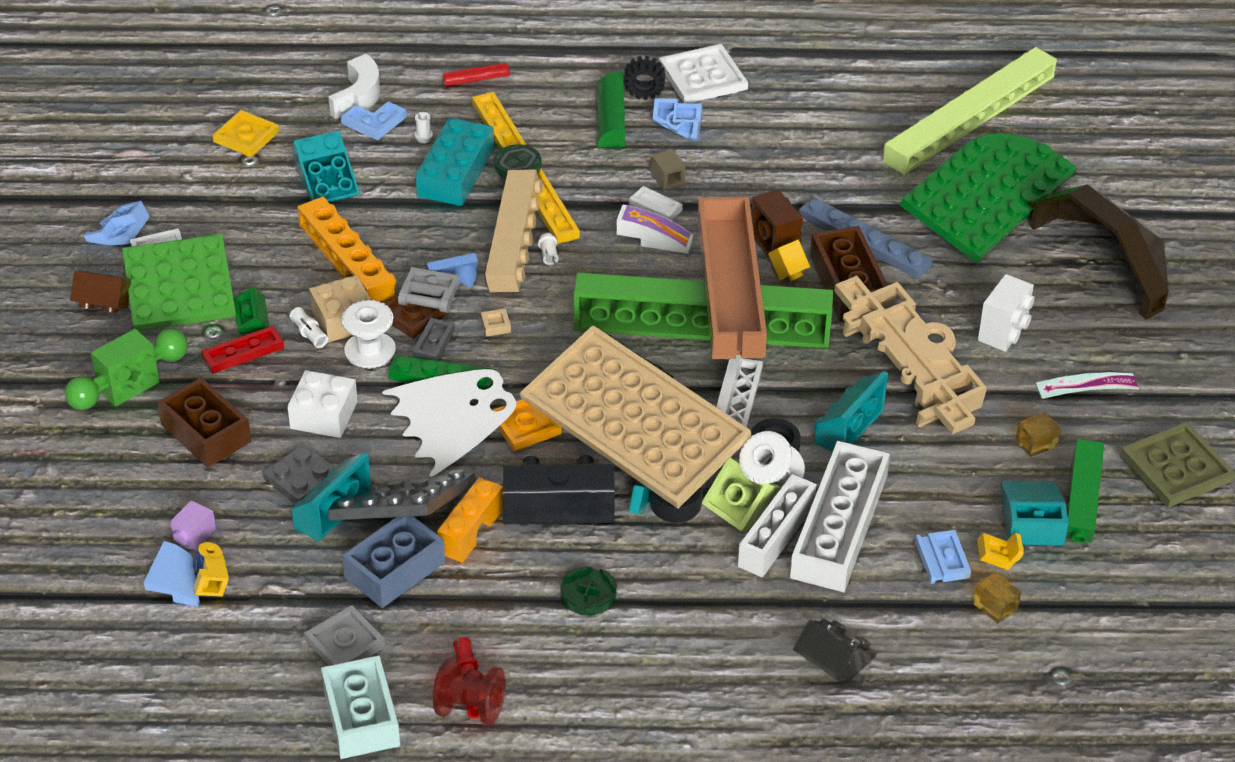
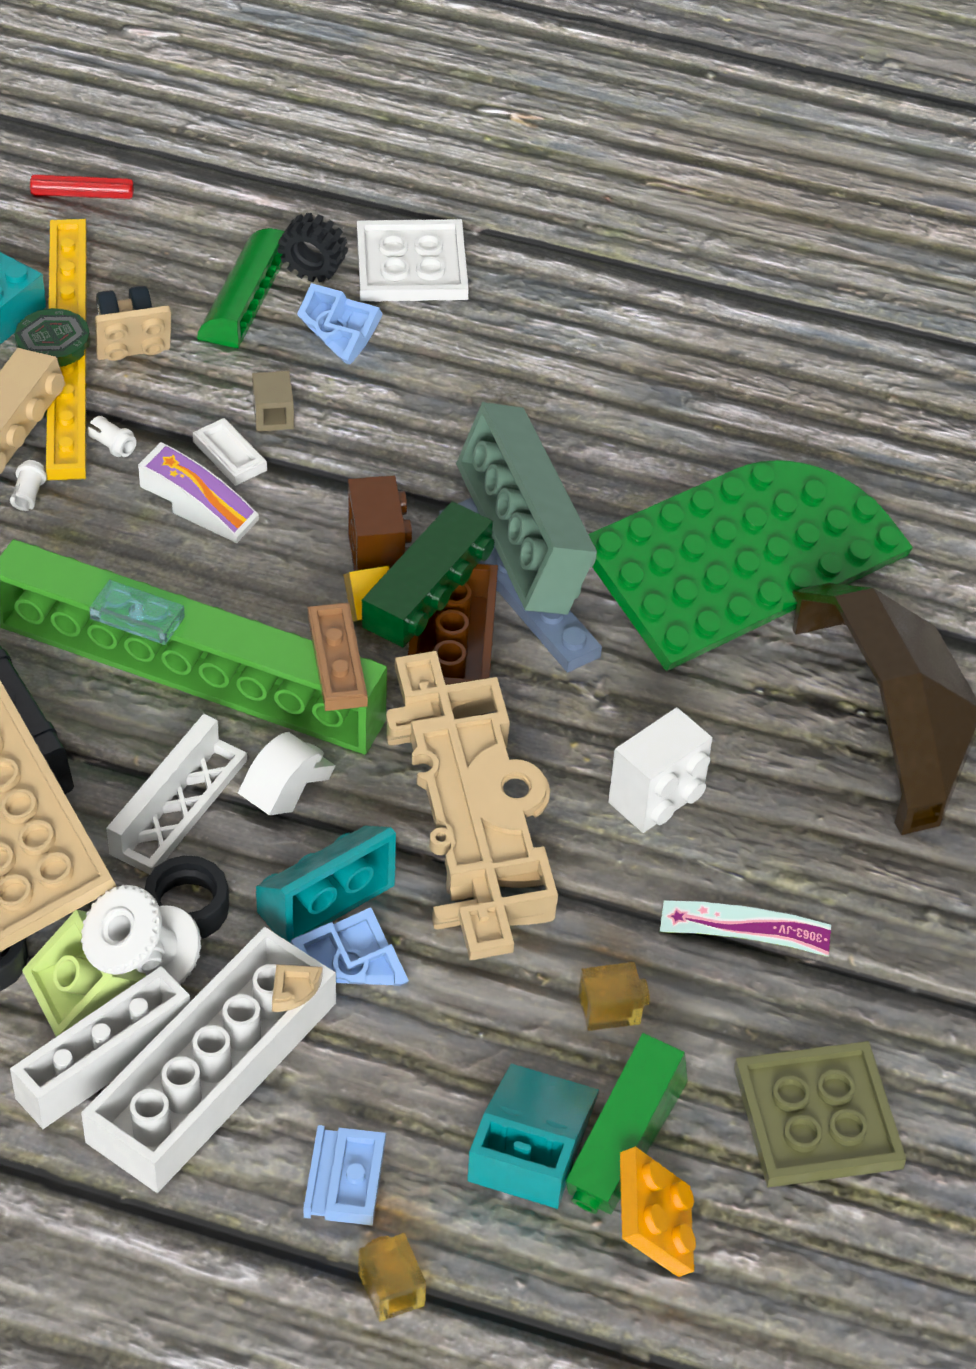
camera: 15 degrees right, 5 degrees up
(559, 145) = (130, 325): none -> tan plate
(583, 211) = (119, 441): none -> white pin
(676, 293) = (137, 612): none -> clear light blue plate
(731, 278) = (221, 611): nougat piece -> none
(795, 364) = (282, 772): none -> white brick
(804, 290) = (337, 657): none -> medium nougat tile
(827, 237) = (427, 574): none -> dark green brick
(834, 649) = (77, 1296): clear smoke slope -> none
(857, 191) = (531, 512): none -> sand green brick
(872, 464) = (294, 986): none -> tan tile
(884, 440) = (354, 951): none -> light blue slope
(969, 111) = (787, 412): yellowish green brick -> none
(1000, 552) = (440, 1191): yellow bracket -> none
(1123, 528) = (657, 1212): none -> light orange plate

